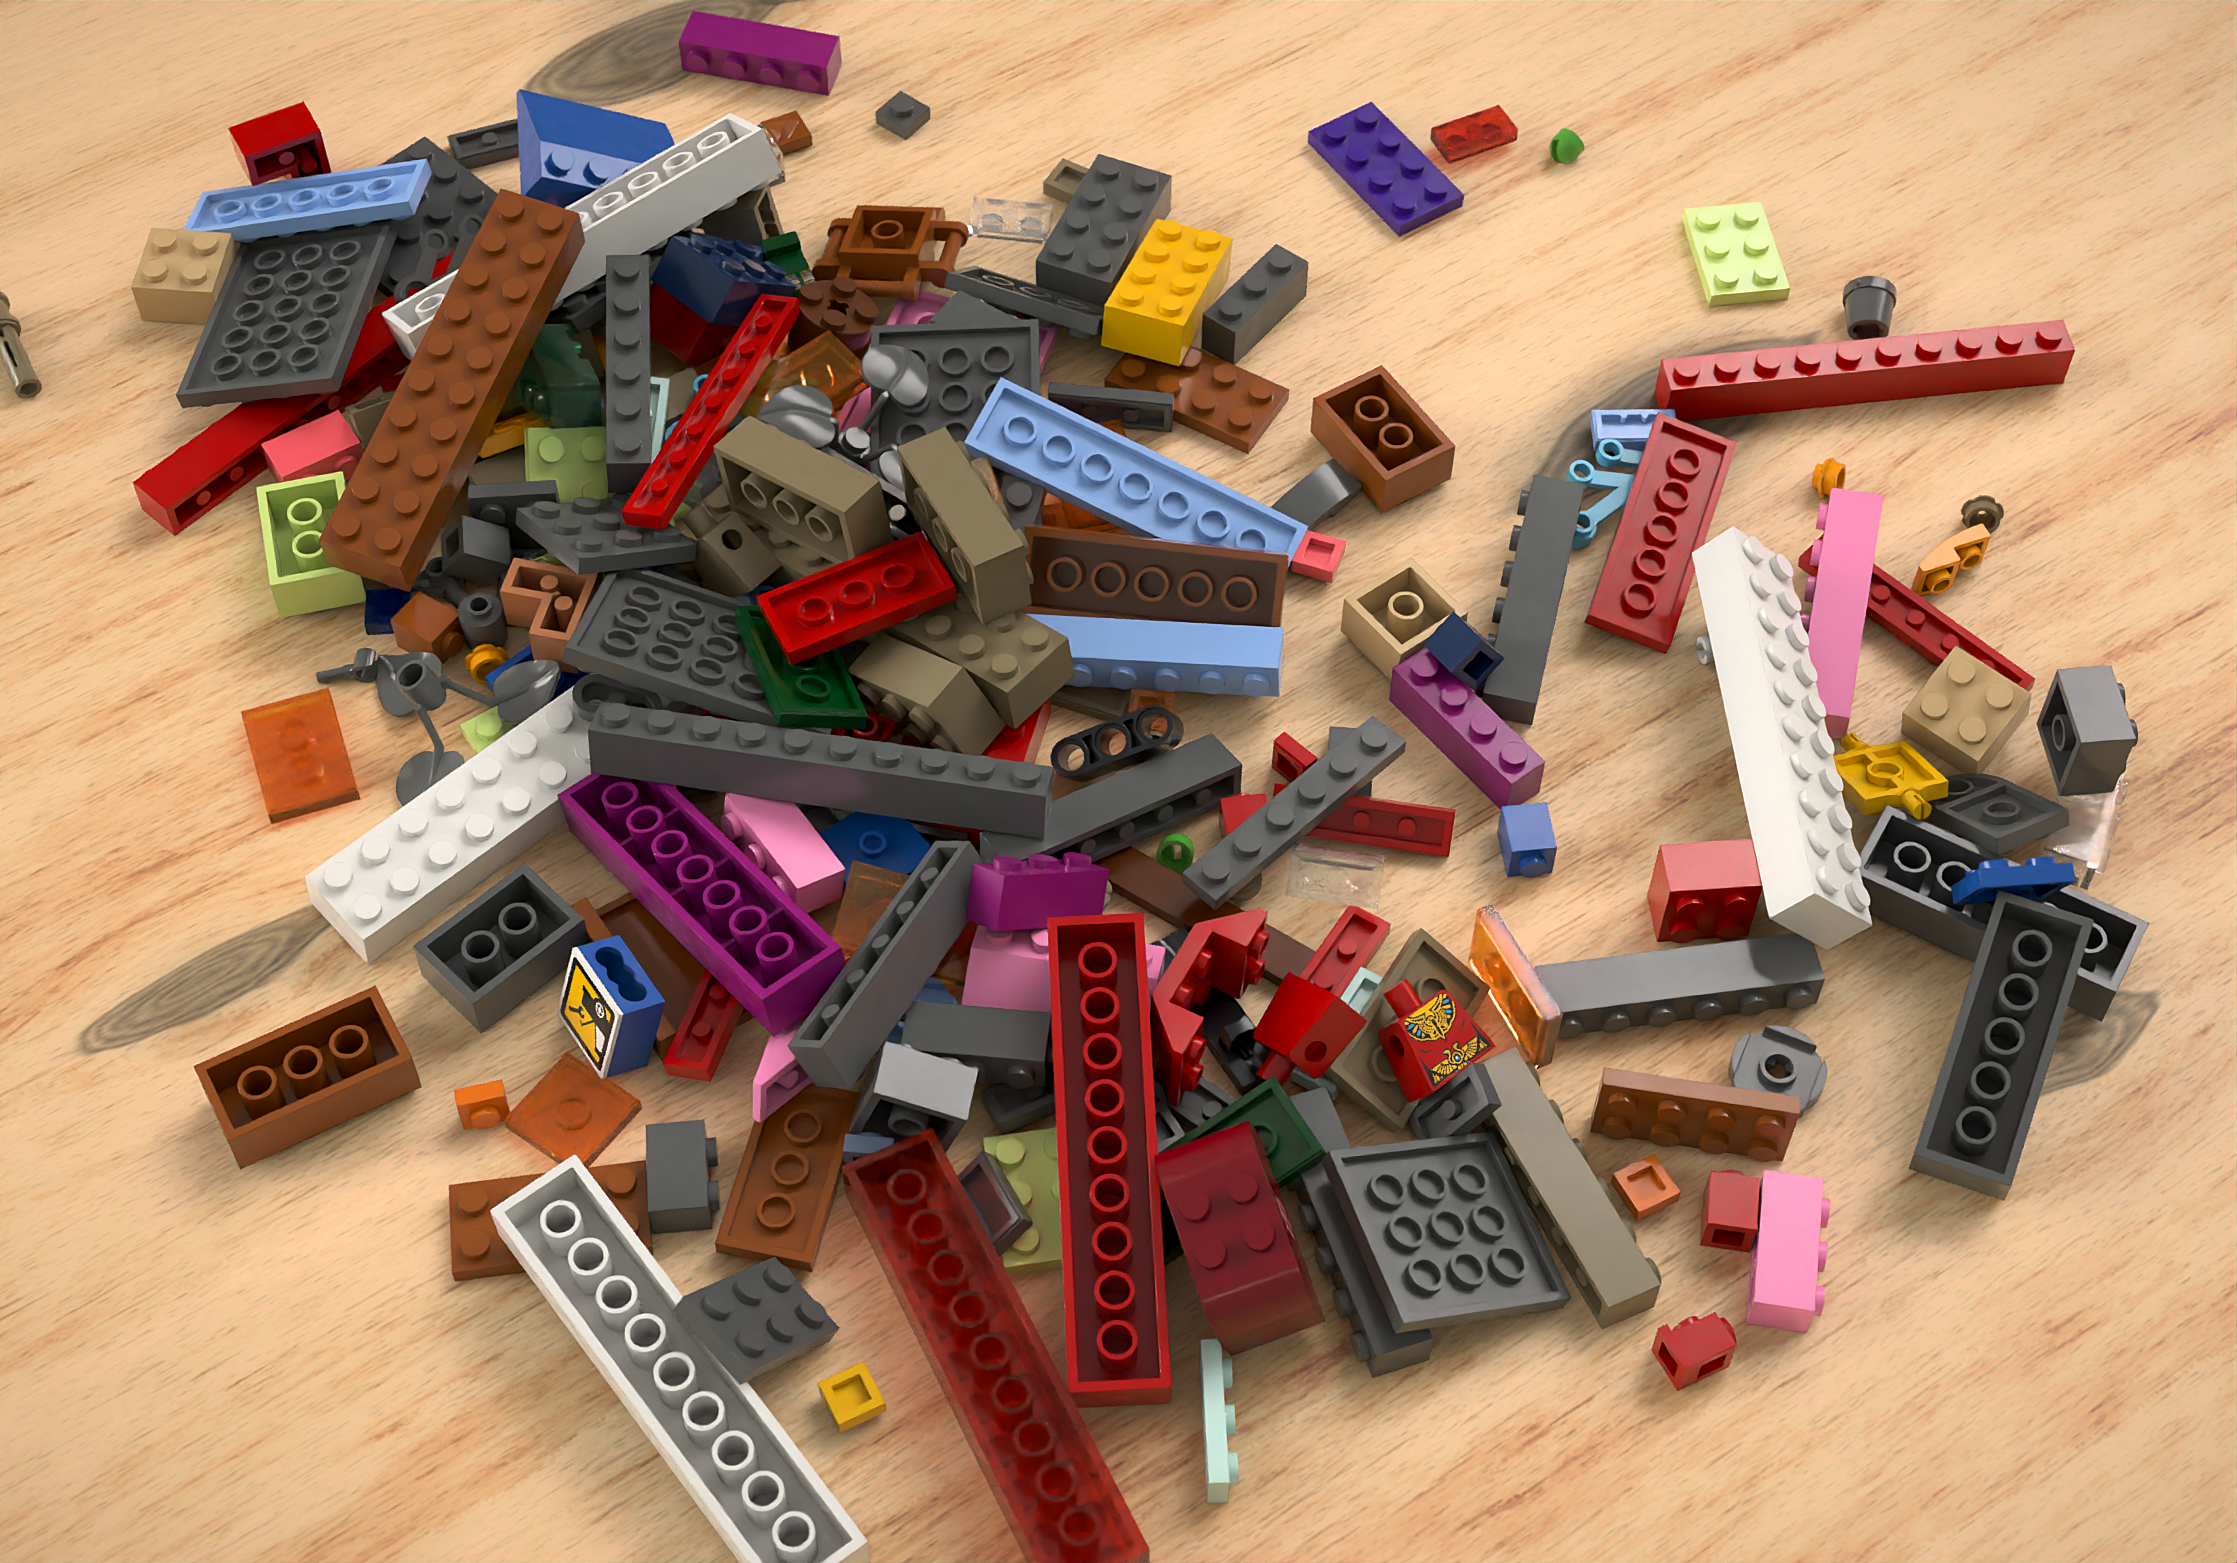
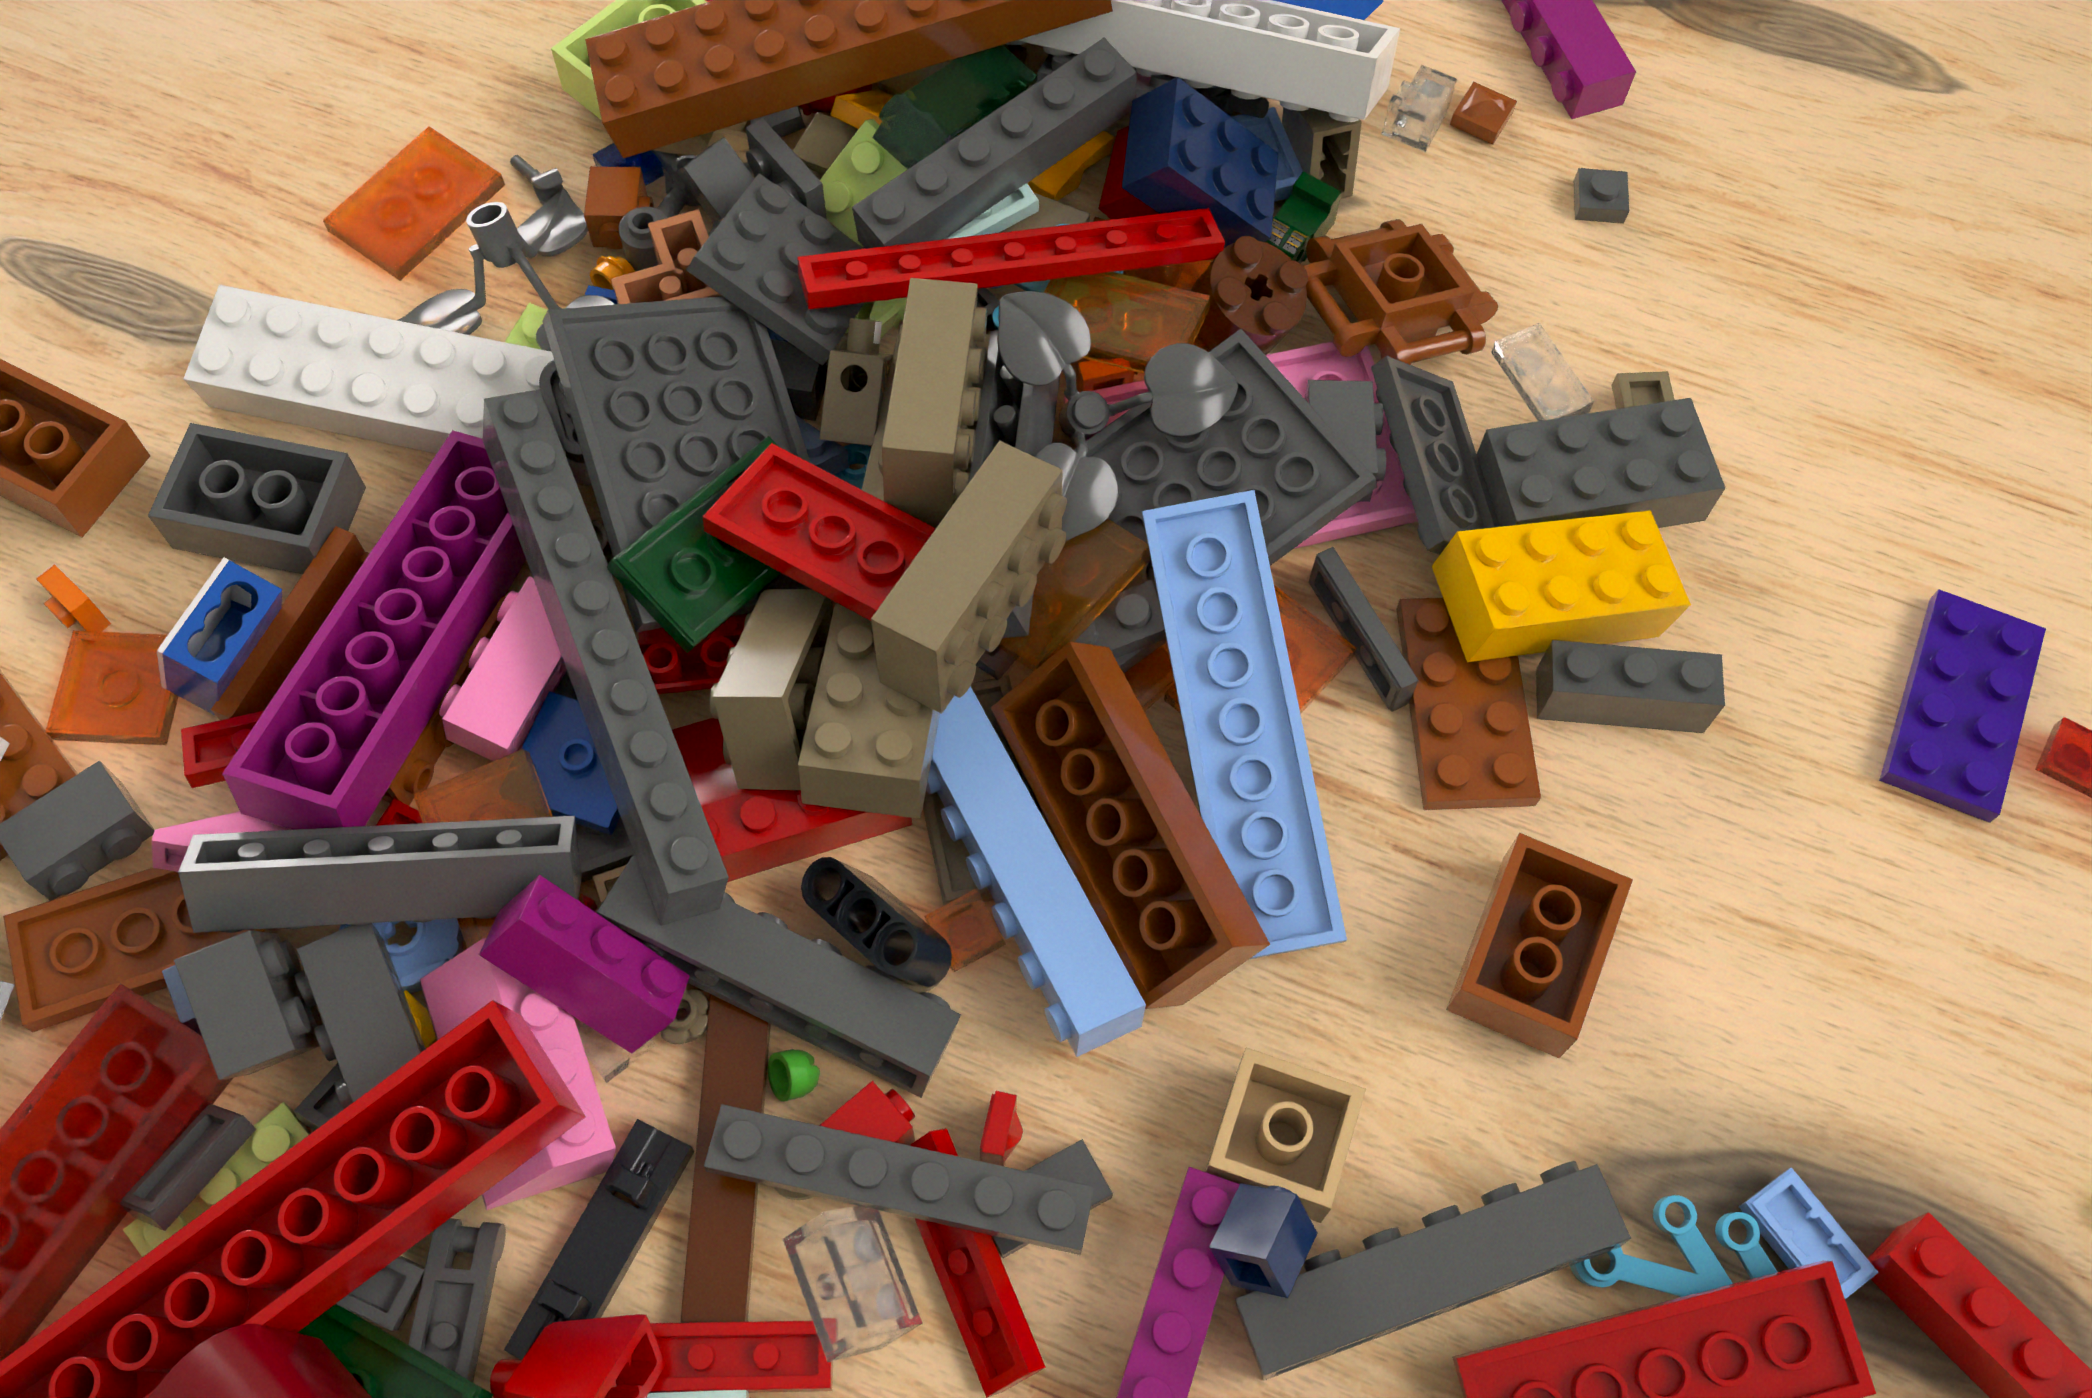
camera: 55 degrees right, 10 degrees up
(1217, 955) = (455, 1244): red slope -> none
(1318, 556) = (1322, 977): coral plate -> none
(1319, 495) = (1404, 923): dark grey slope -> none

